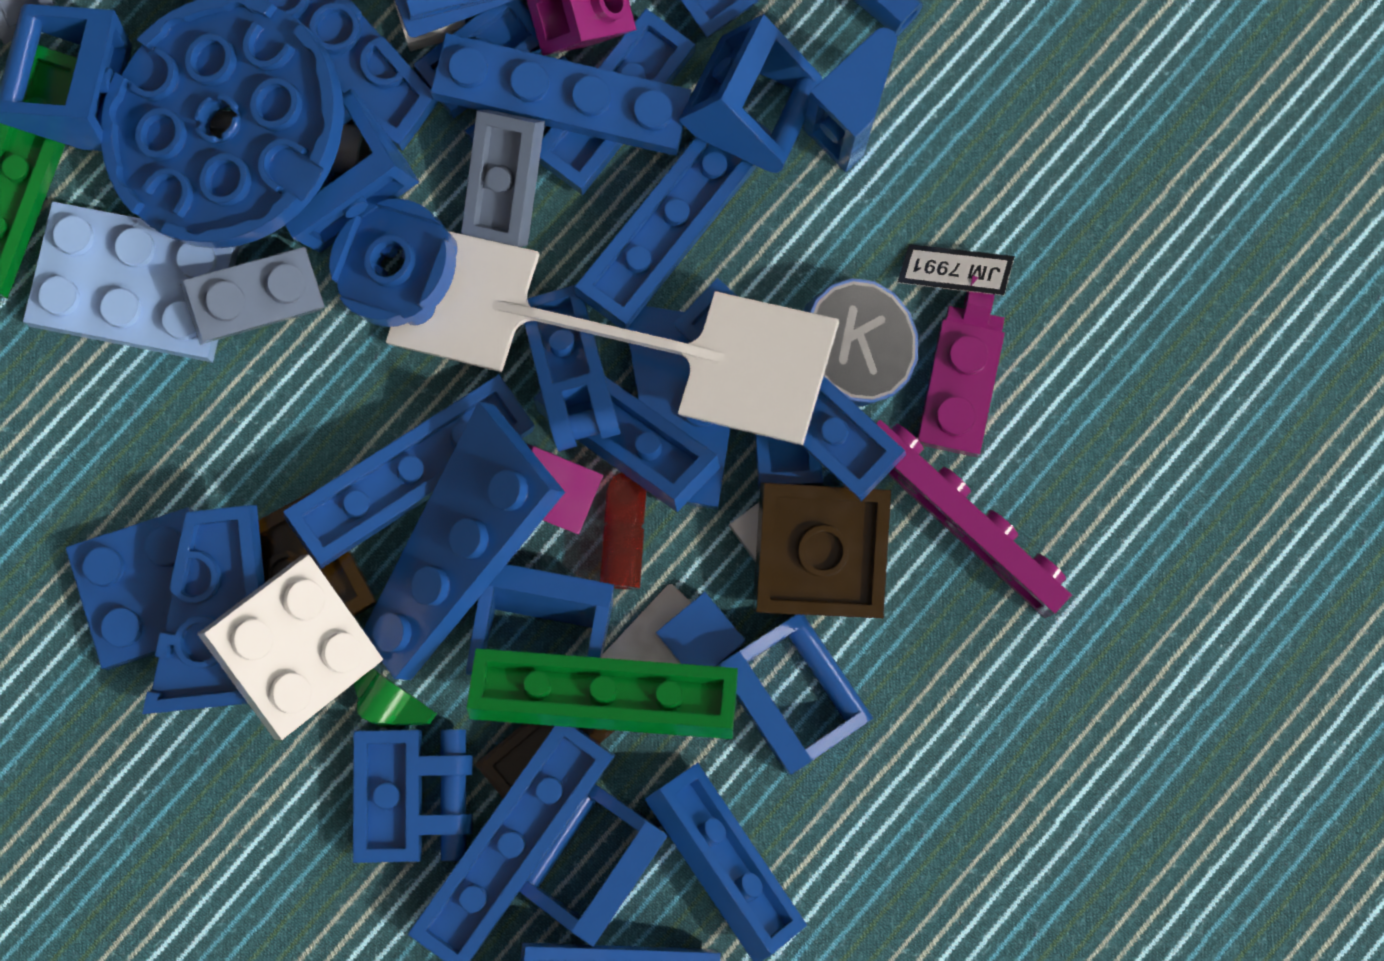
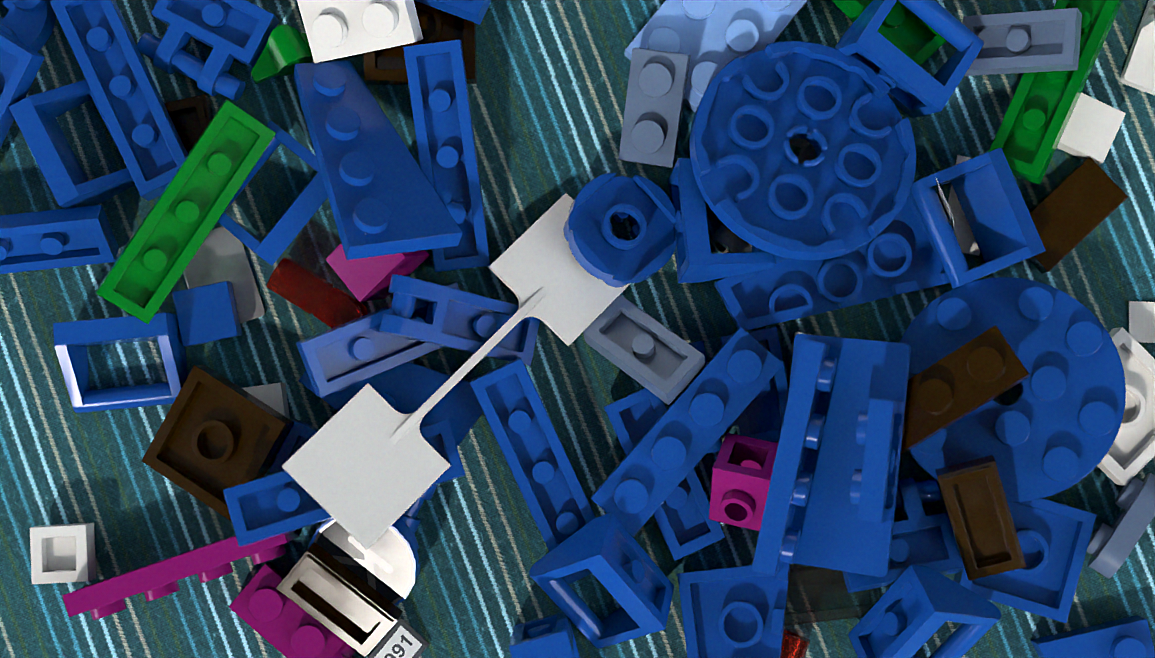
camera: 120 degrees right, 5 degrees up
(910, 345) = (339, 599): none -> tile
(1019, 649) = (62, 553): none -> white plate

